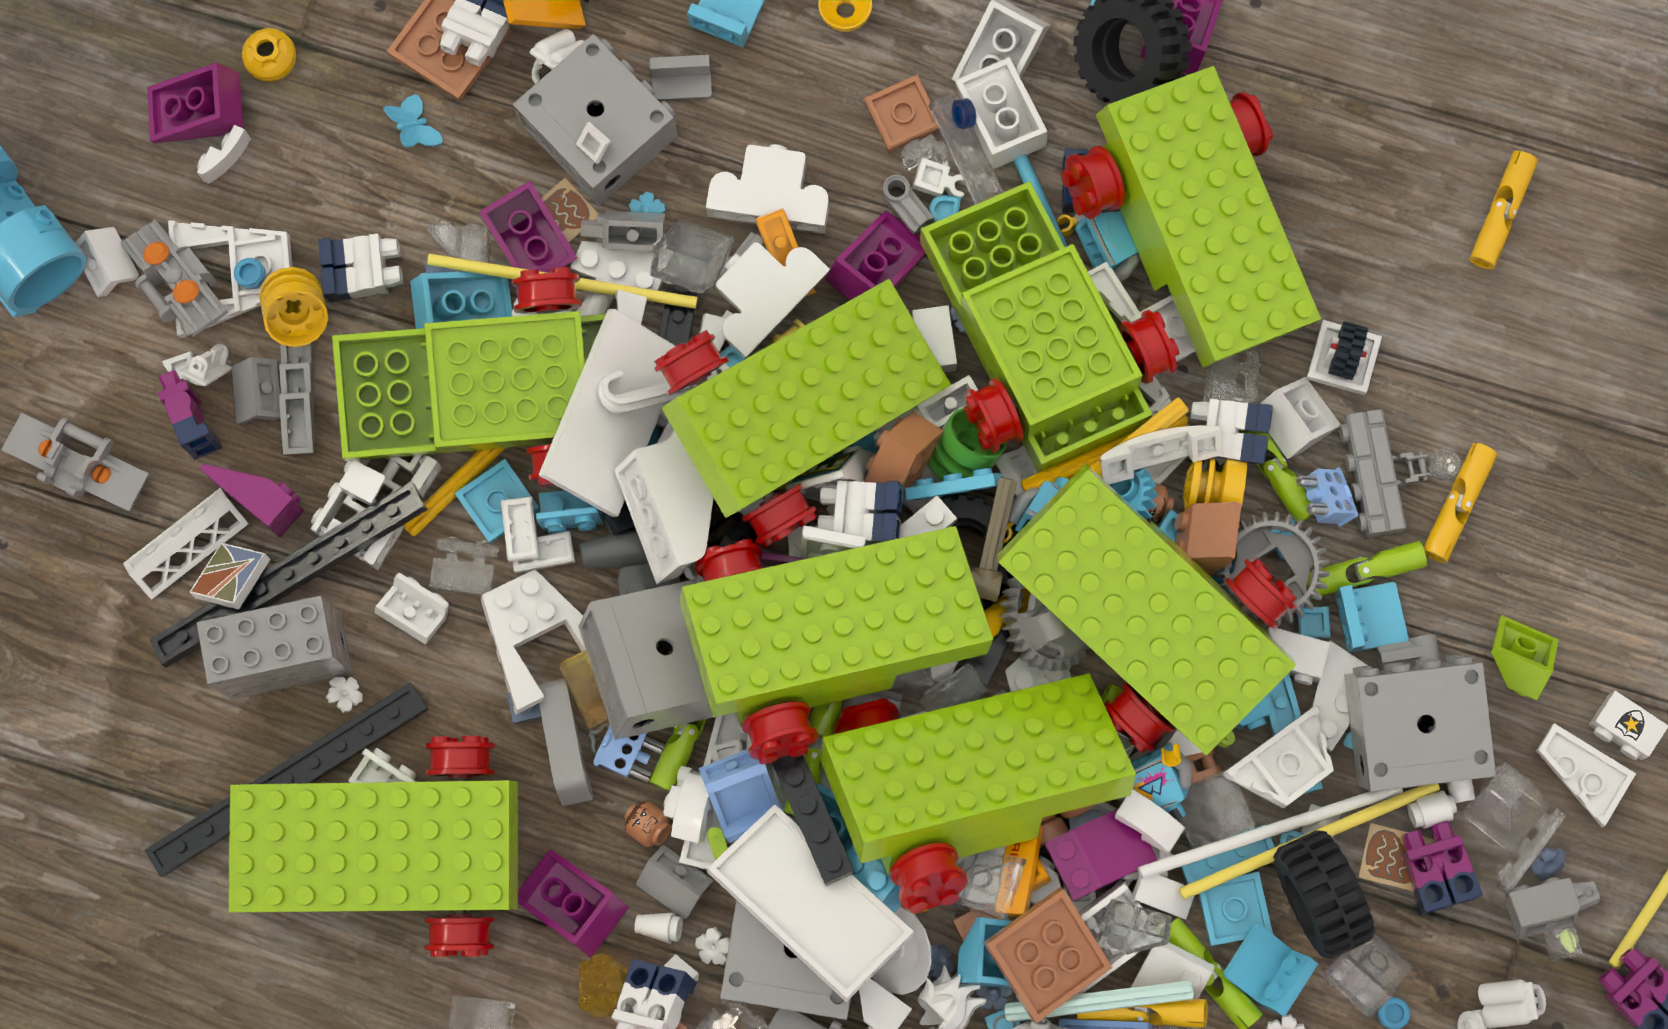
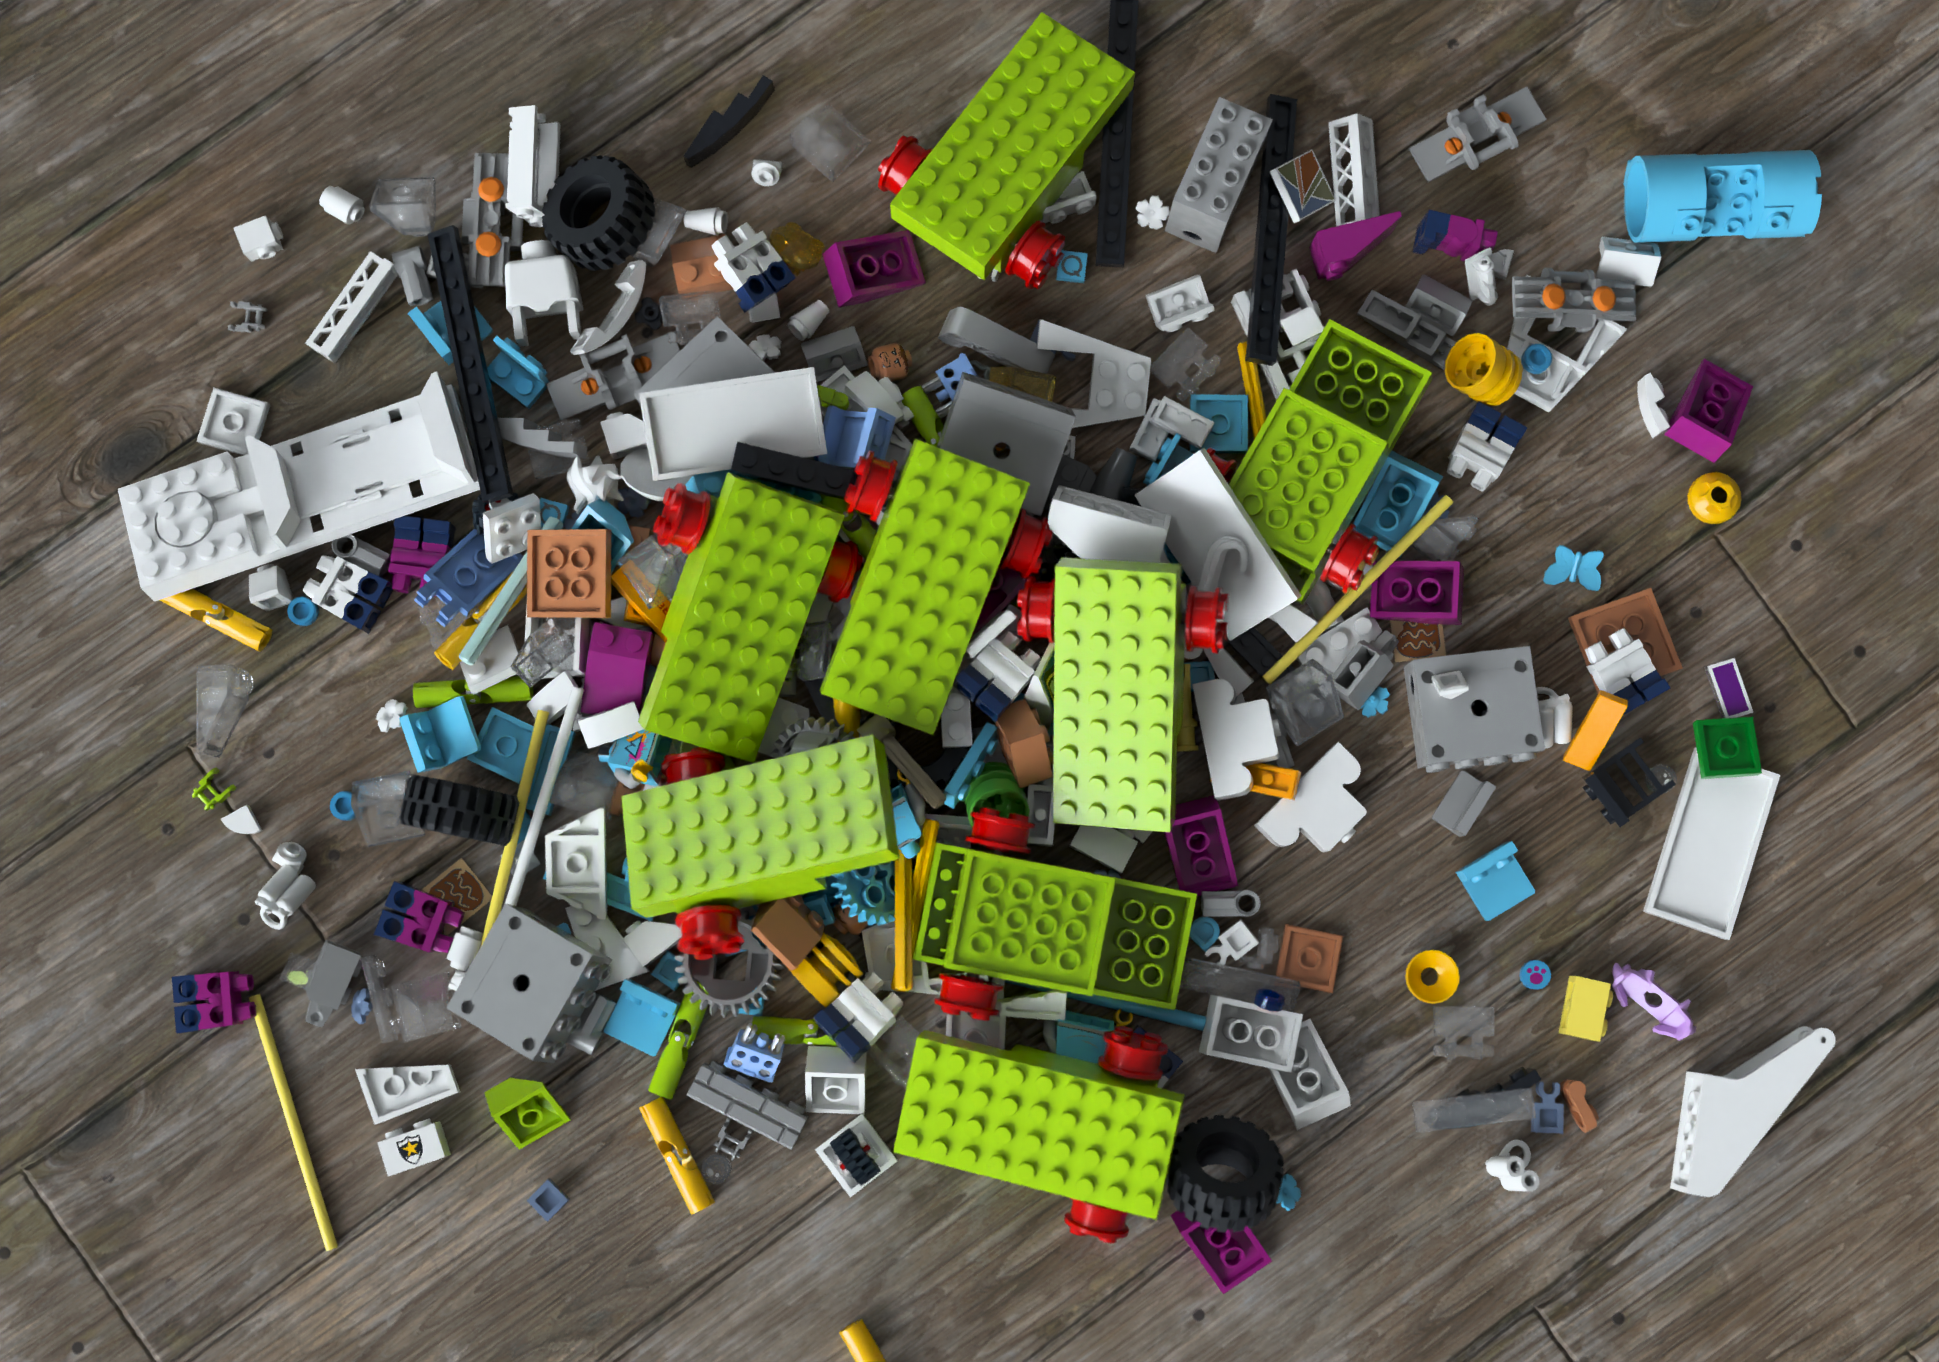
camera: 120 degrees right, 5 degrees up
(444, 725) = (1072, 267): none -> medium azure tile
(1158, 447) = (885, 944): white slope -> none
(1579, 581) = (548, 1199): none -> sand blue plate

